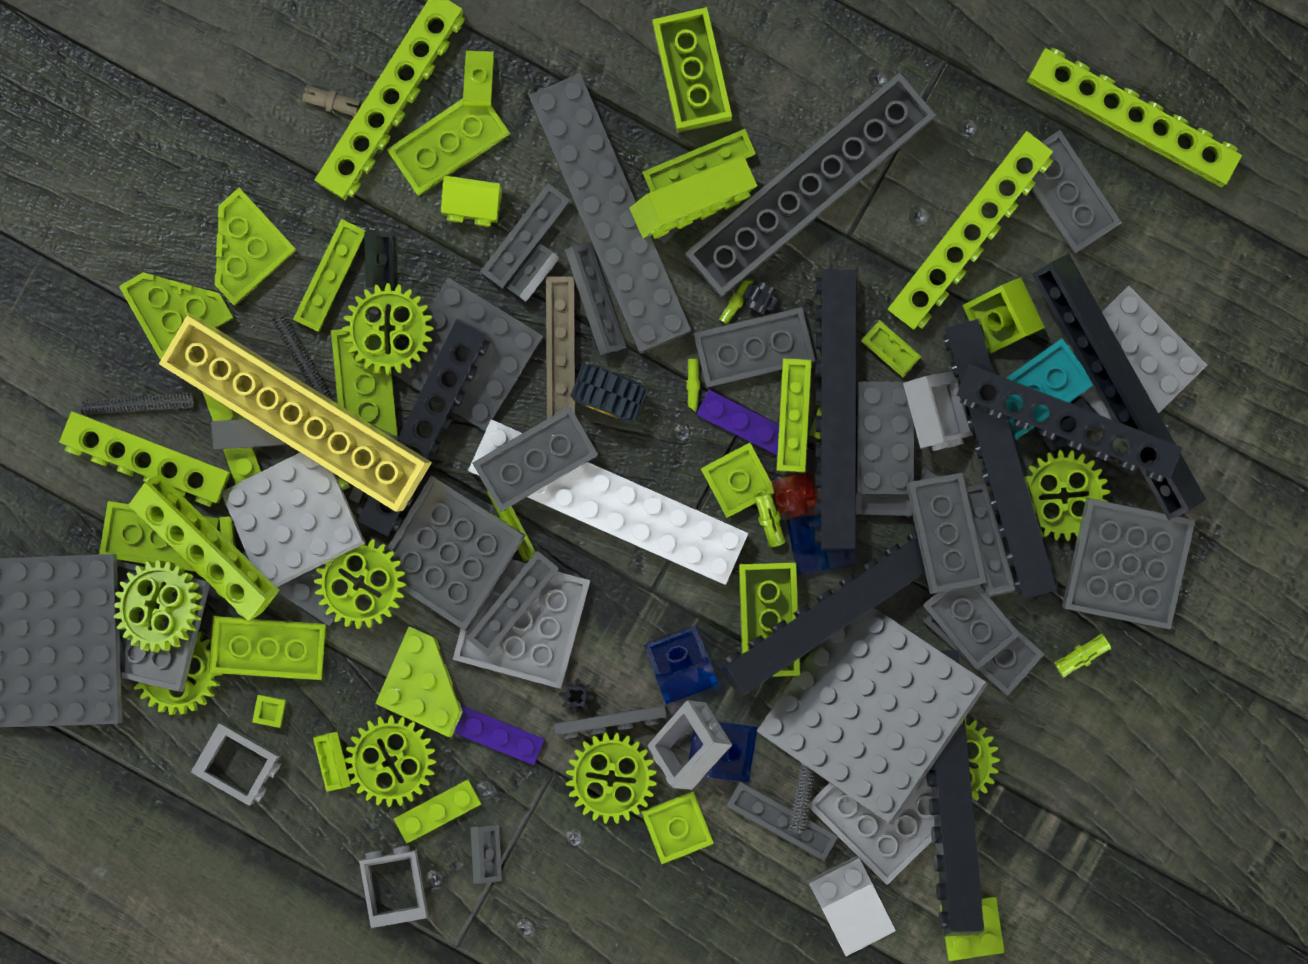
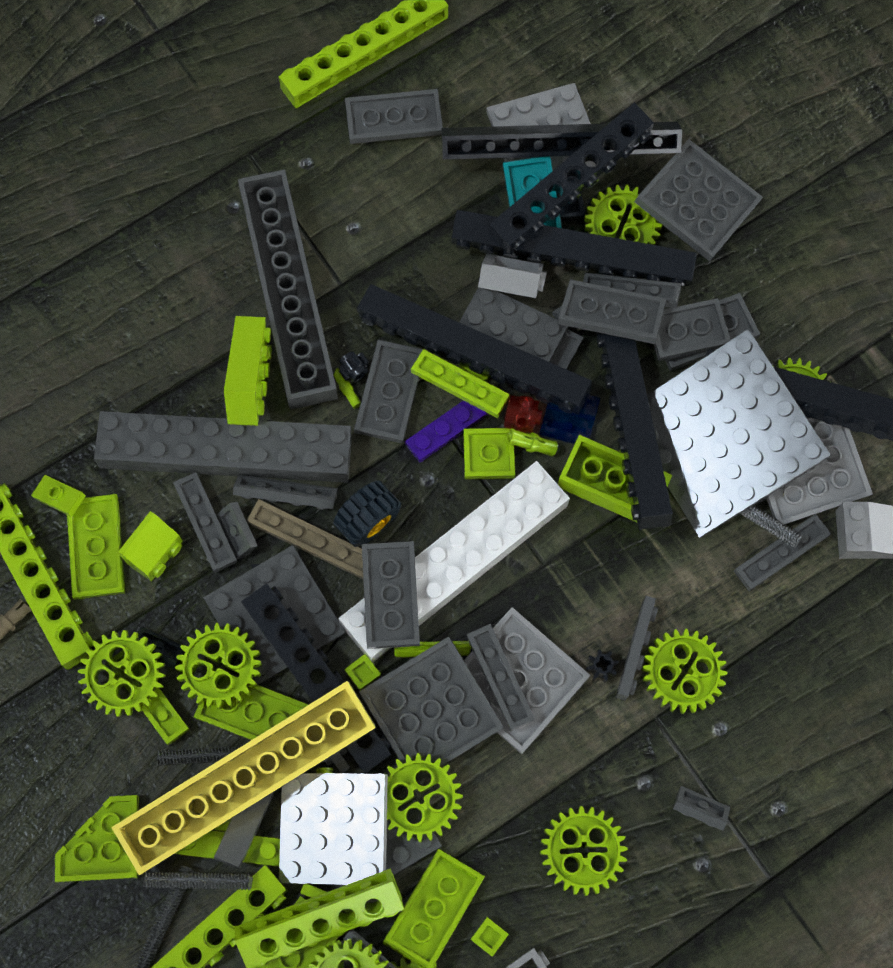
camera: 65 degrees left, 15 degrees down
(182, 417) = (197, 881): none -> dark grey axle
(246, 247) = (85, 753): lime plate -> none
(331, 761) = (560, 903): lime plate -> none
(360, 243) = (109, 693): none -> lime gear
(400, 915) = (722, 909): light grey window -> none
(421, 685) = (531, 791): lime plate -> none
(437, 811) = (645, 833): lime plate -> none
(454, 468) = (362, 672): none -> lime plate
(499, 735) = (595, 756): dark purple plate -> none
(677, 827) = (749, 639): lime tile -> none
(681, 665) = (617, 569): clear blue slope -> none
(692, 70) = (147, 330): lime brick -> none
(693, 384) = (394, 452): lime piece -> none
(699, 160) = (219, 362): lime plate -> none
(708, 730) = (681, 565): light grey window -> none
(737, 760) = (701, 571): clear blue slope -> none
(890, 348) = (445, 292): lime plate -> none
(1005, 314) = (461, 193): lime slope -> none
(1026, 148) = (356, 116): lime brick -> none
(1082, 655) = (753, 268): lime pin -> none

